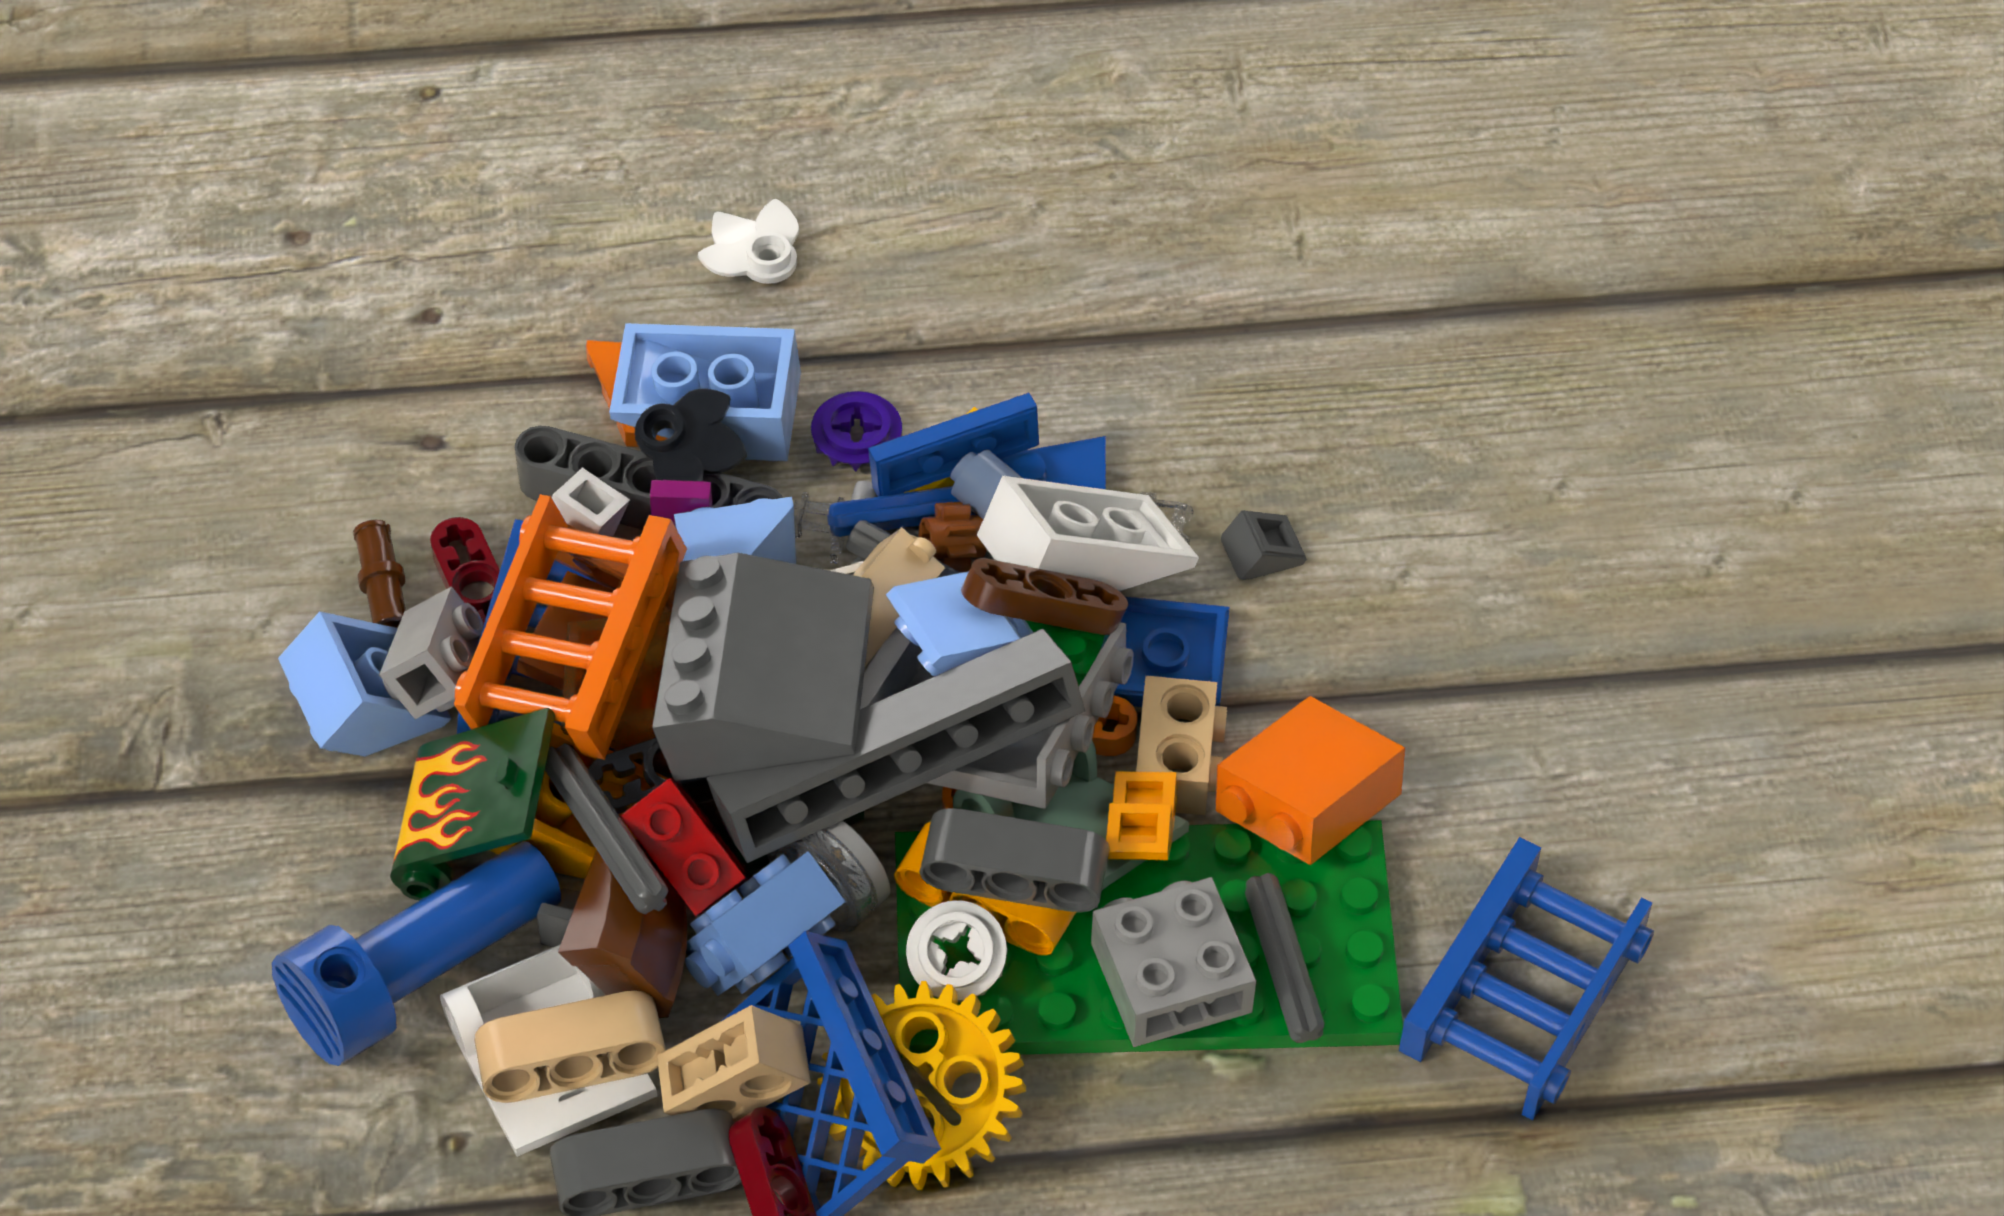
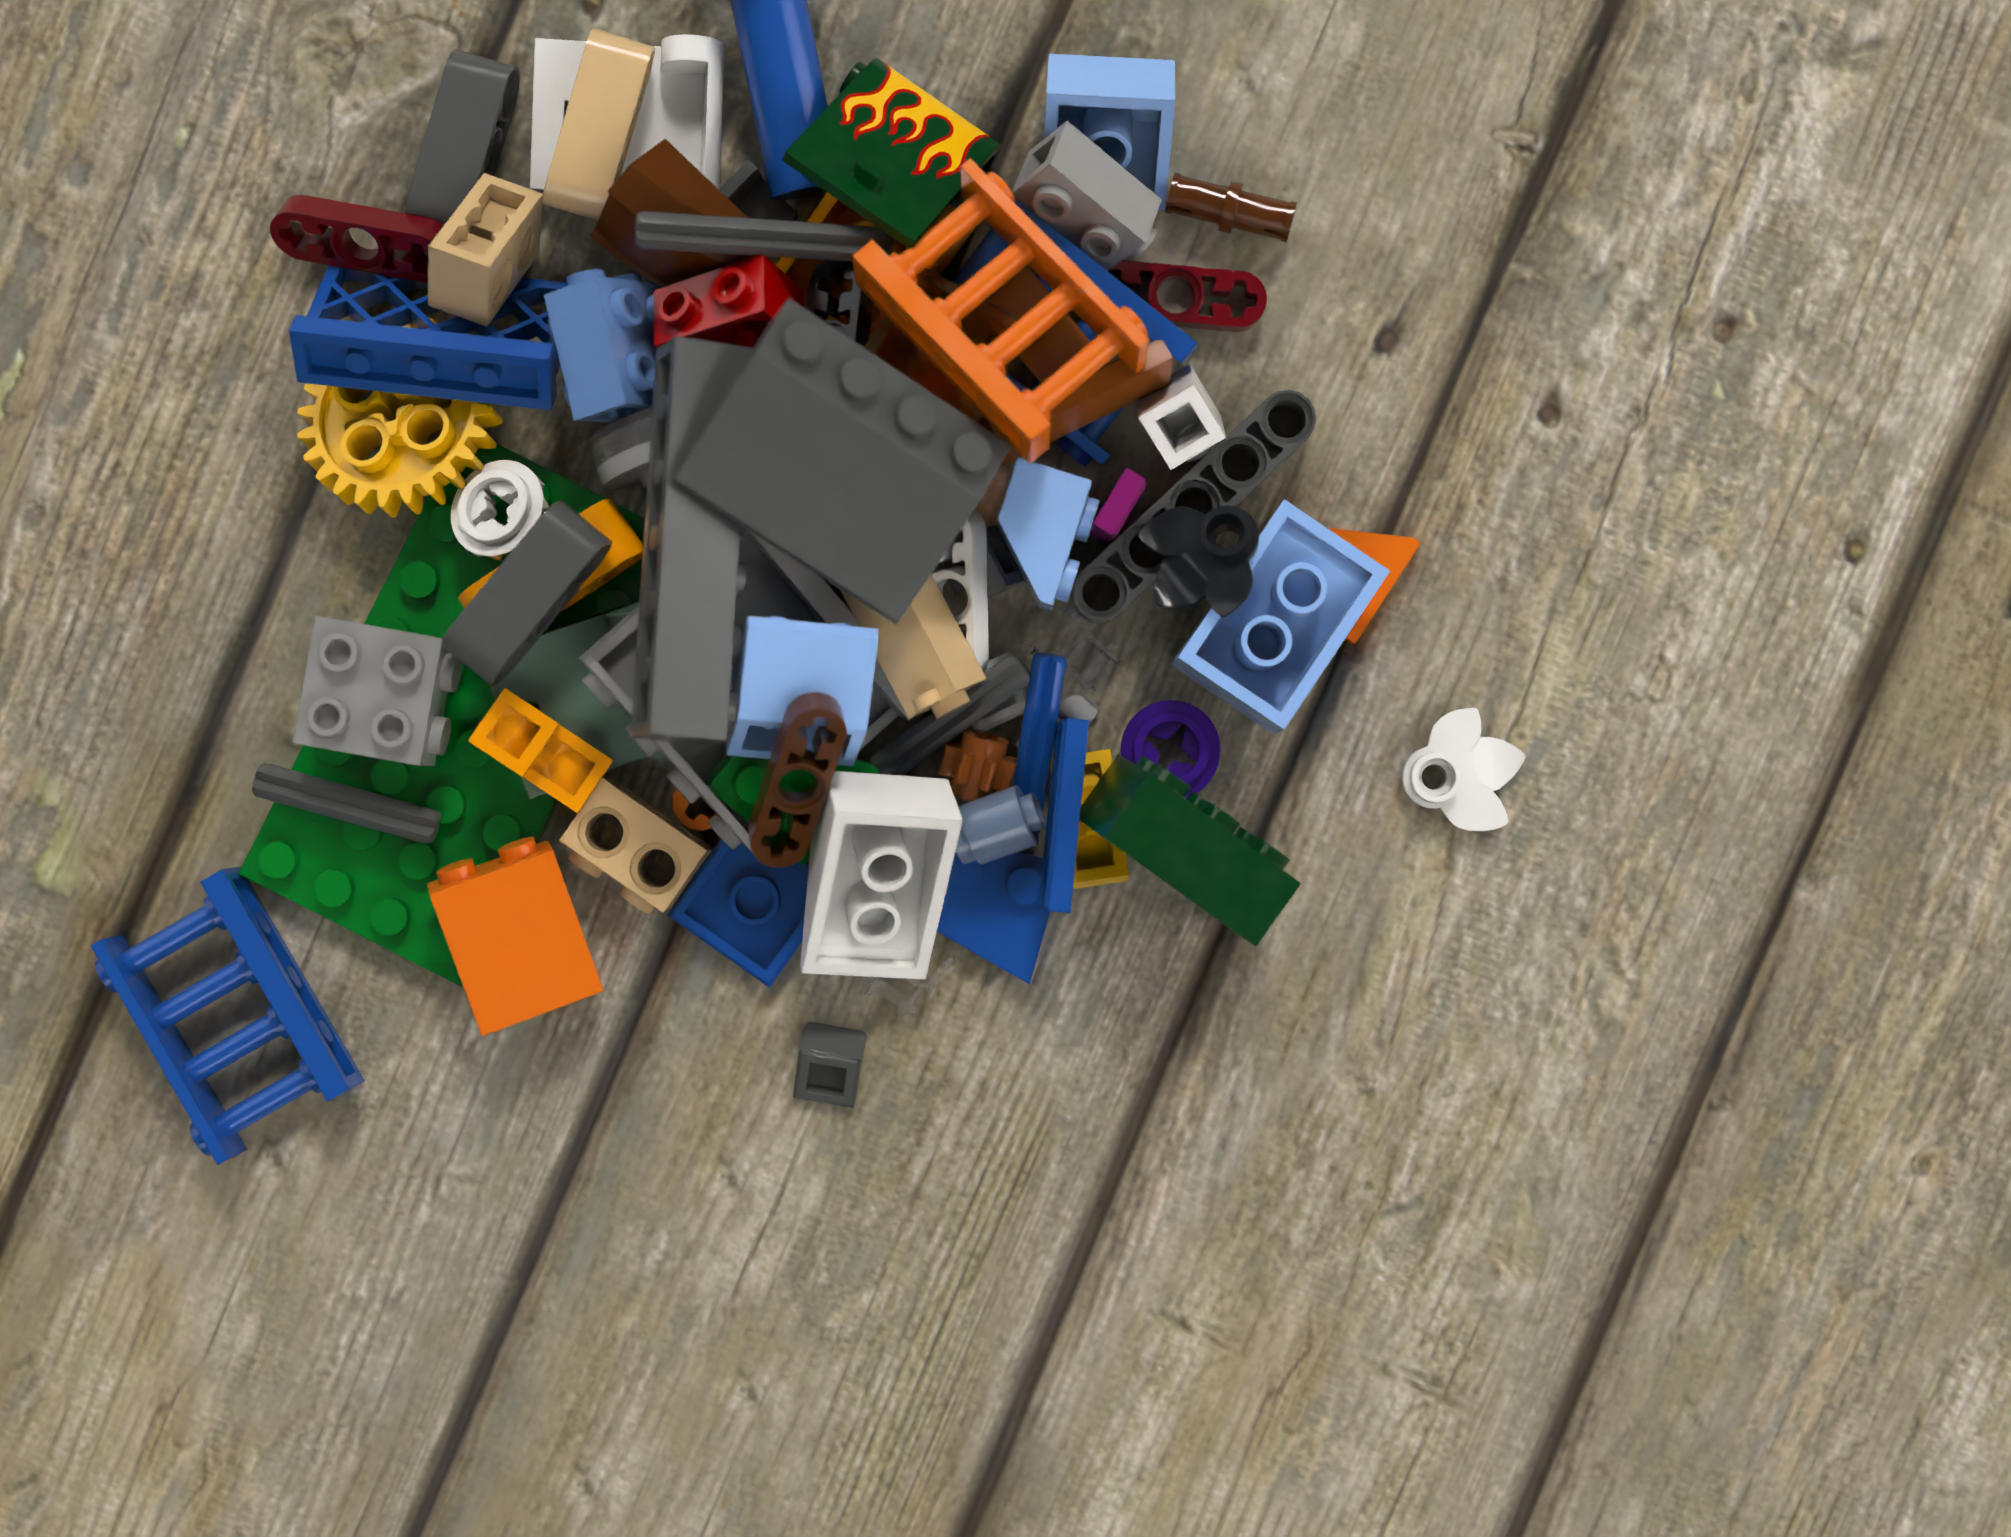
camera: 120 degrees right, 35 degrees up
(924, 345) = (1190, 845): none -> dark green brick

